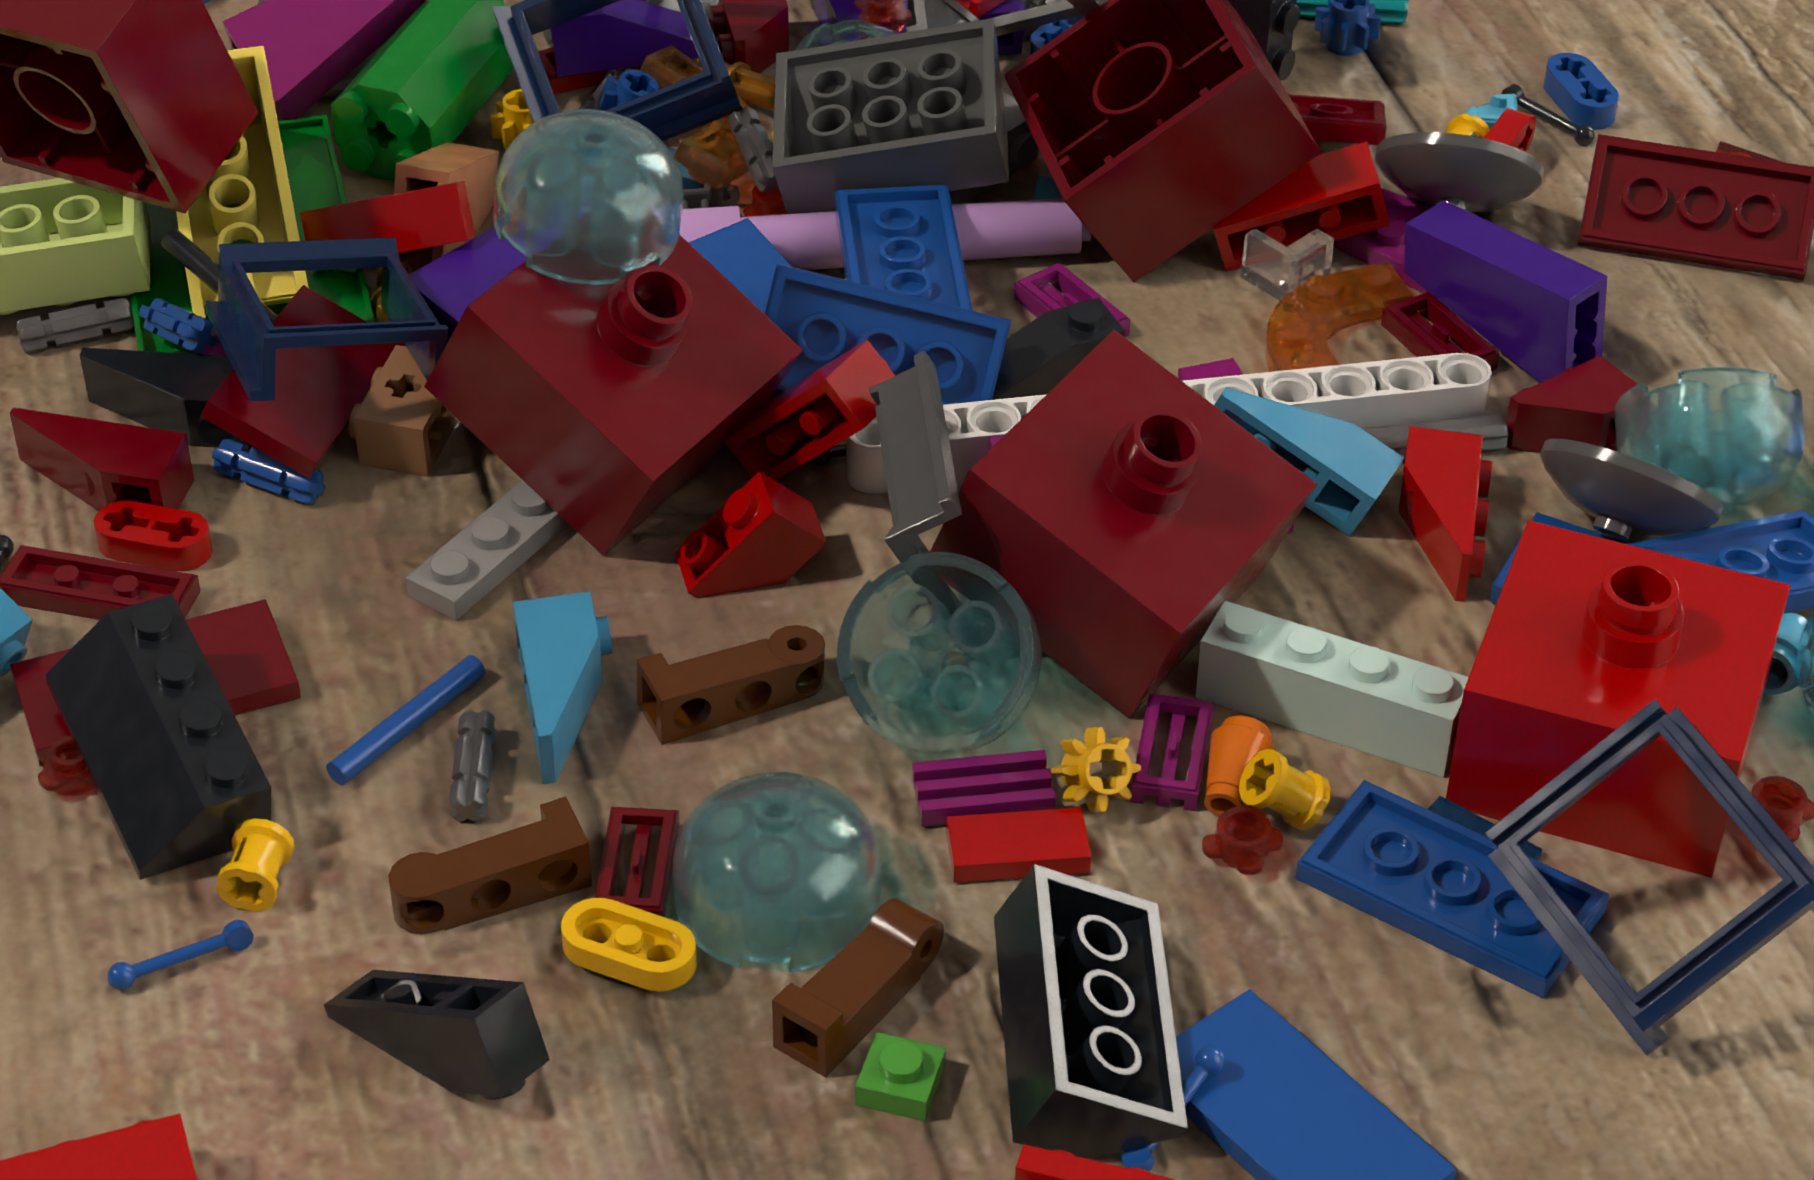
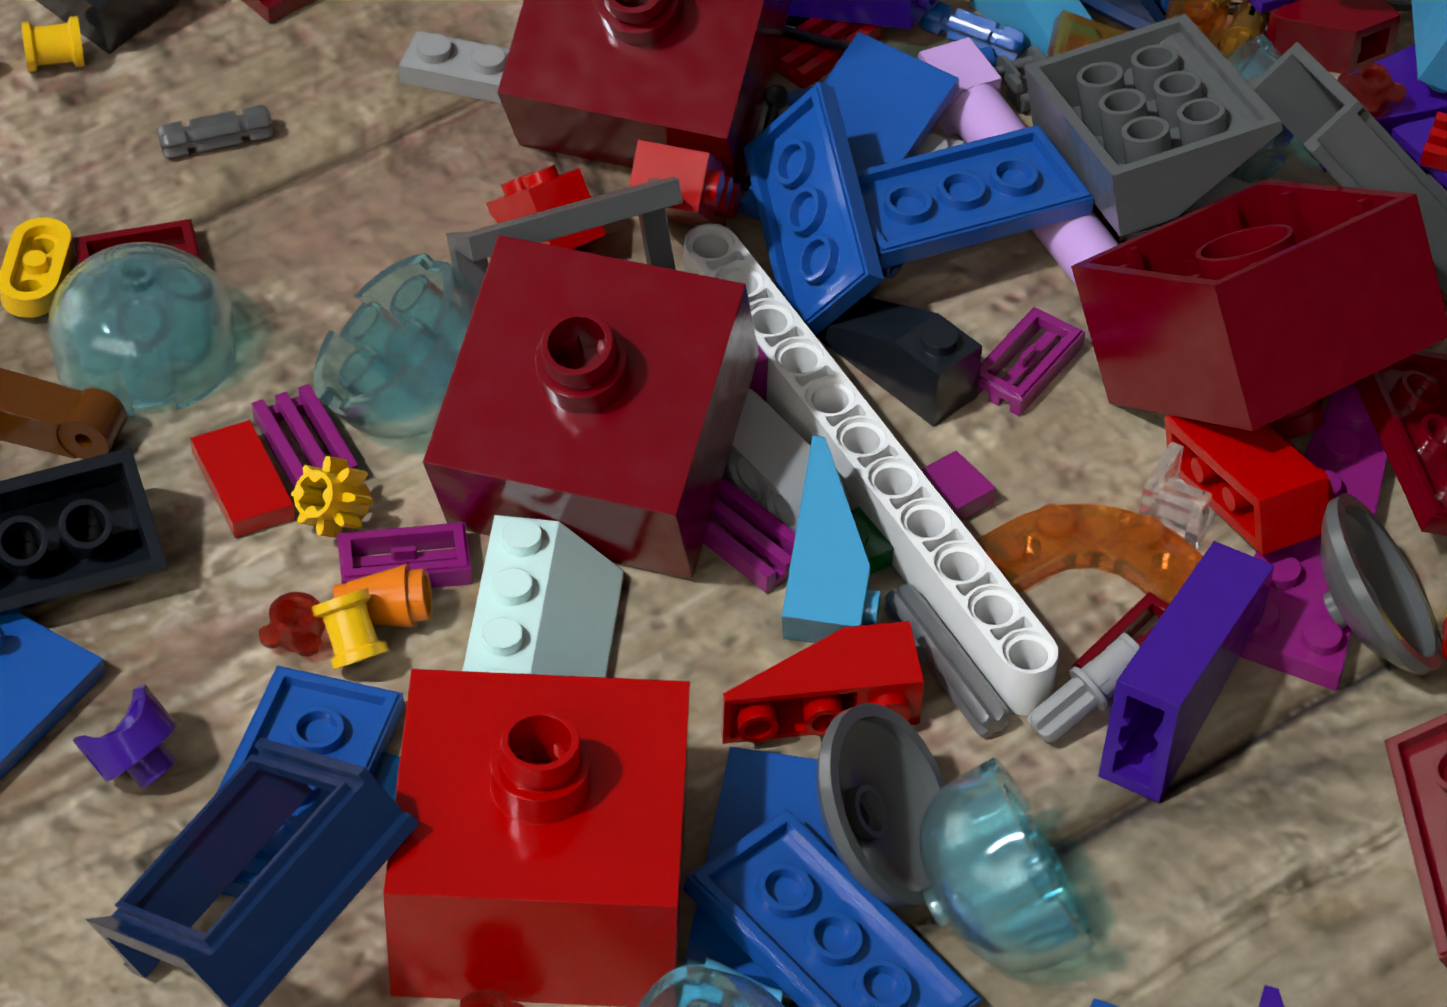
camera: 70 degrees right, 5 degrees up
(405, 720) = (259, 83): blue bar -> none
(492, 873) = (90, 174): reddish brown leg -> none
(560, 670) = (322, 145): dark azure slope -> none
(729, 683) = (345, 233): reddish brown leg -> none
(1383, 973) = (134, 743): none -> dark purple piece
(1489, 344) = (1085, 691): none -> light grey axle
(1569, 406) = (1057, 773): dark red slope -> none

